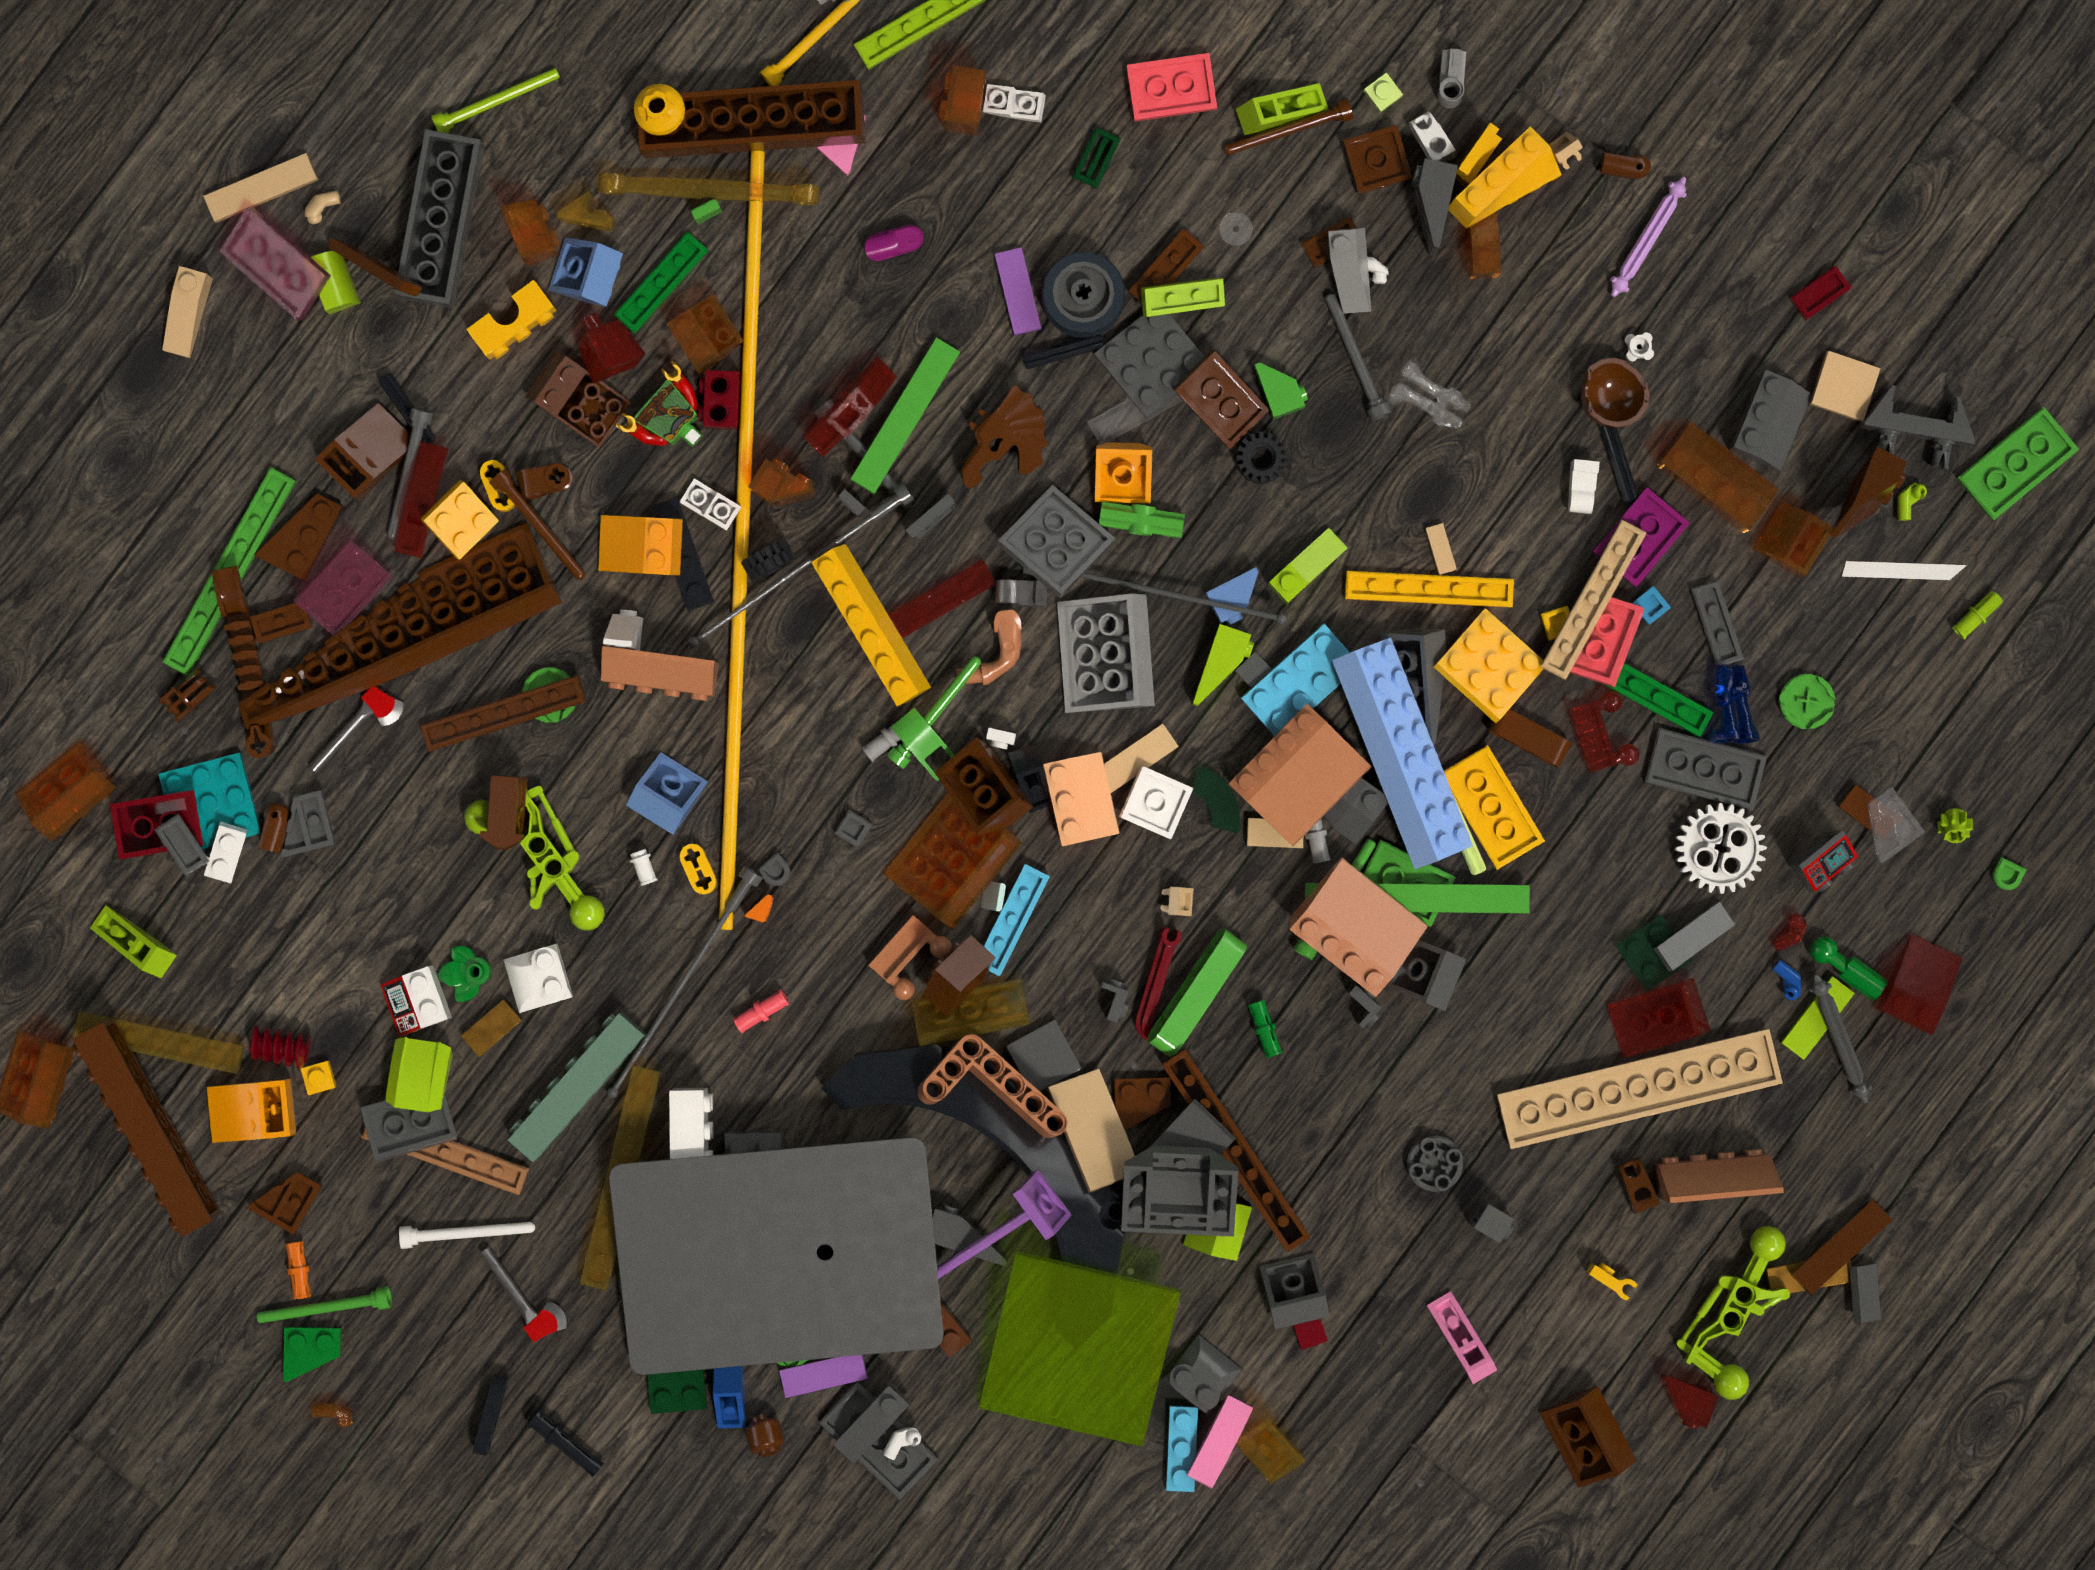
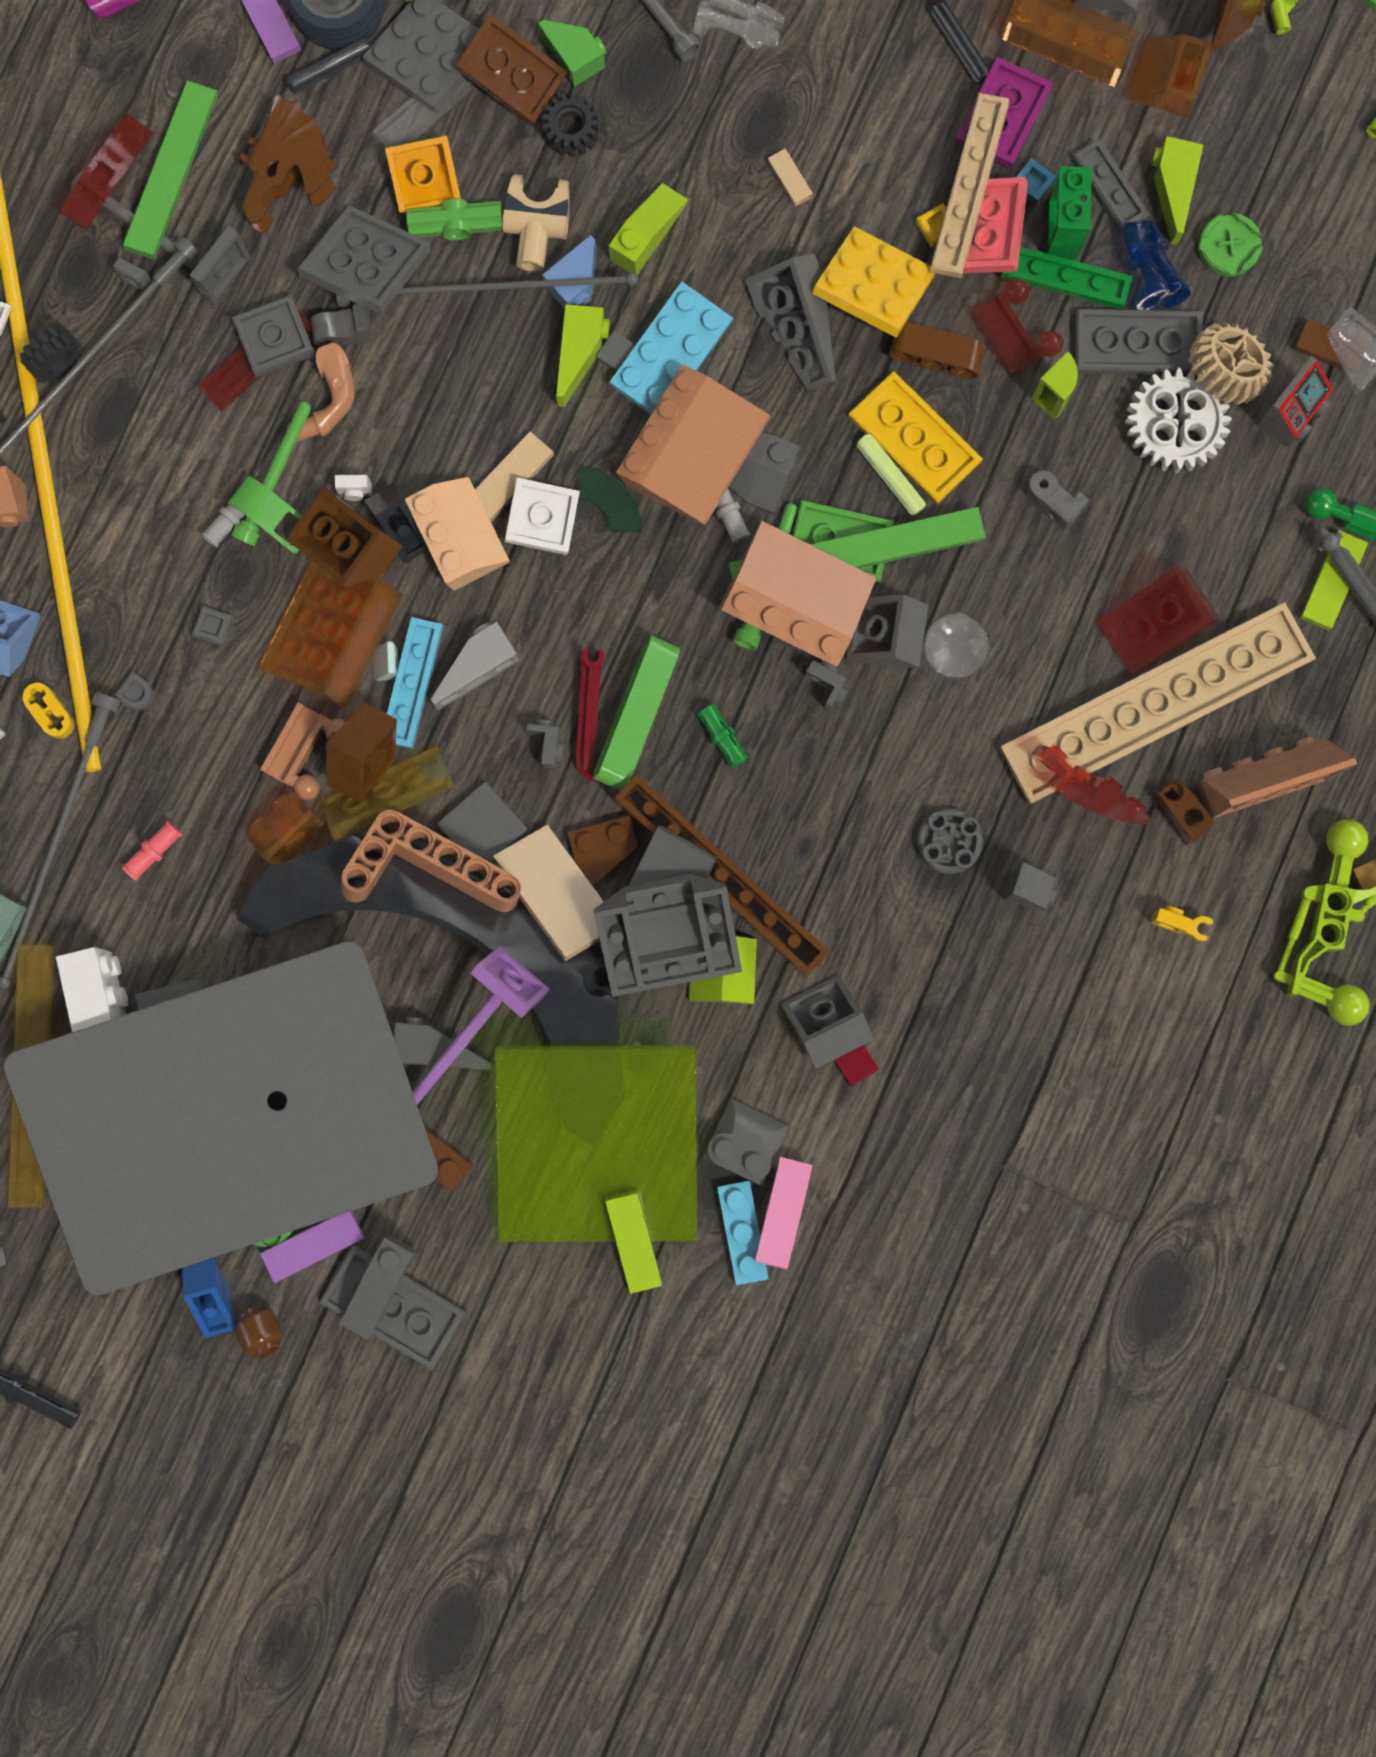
camera: 10 degrees left, 5 degrees down
(677, 1391) = (148, 1305): dark green plate -> none
(761, 910) = (126, 737): orange slope -> none
(780, 487) = (46, 269): clear orange slope -> none
(871, 624) = (181, 397): yellow brick -> none
(877, 1020) = (283, 829): none -> clear orange slope
(899, 1439) = (415, 1298): white arm -> none
(961, 588) = (273, 336): none -> dark grey tile
(1075, 914) = (479, 661): none -> light grey slope
(1090, 1435) = (633, 1241): none -> lime tile
(1105, 653) = (449, 369): light grey slope -> none
(1179, 901) = (593, 617): tan tile -> none
(1210, 539) = (535, 222): none -> tan connector
(1262, 834) = (671, 525): tan tile -> none
(1270, 1449) = (843, 1209): clear yellow slope -> none
(1402, 753) = (801, 394): light blue brick -> none
(1429, 589) = (788, 222): yellow tile -> none
(1462, 1337) = (1031, 1029): bright pink slope -> none
(1481, 998) = (956, 645): none -> clear dish
(1562, 1154) = (1096, 795): none -> clear red slope
(1582, 485) = (926, 71): white leg -> none
(1588, 1437) = (1202, 1107): reddish brown slope -> none
(1591, 885) = (1054, 500): none -> flat silver leg
(1623, 798) = (1057, 386): none -> lime brick
(1641, 957) = (1133, 552): clear green plate -> none
(1666, 657) = (1066, 215): none -> green window
(1690, 1402) = (1306, 1039): clear red slope -> none
(1694, 936) = (1174, 521): tile -> none
(1774, 633) = (1175, 180): none -> lime slope
(1785, 812) = (1230, 363): none -> tan gear
(1791, 980) = (1293, 544): blue arm -> none
(1794, 935) = (1284, 494): clear red arm -> none
(1901, 570) = (1294, 85): white sticker -> none

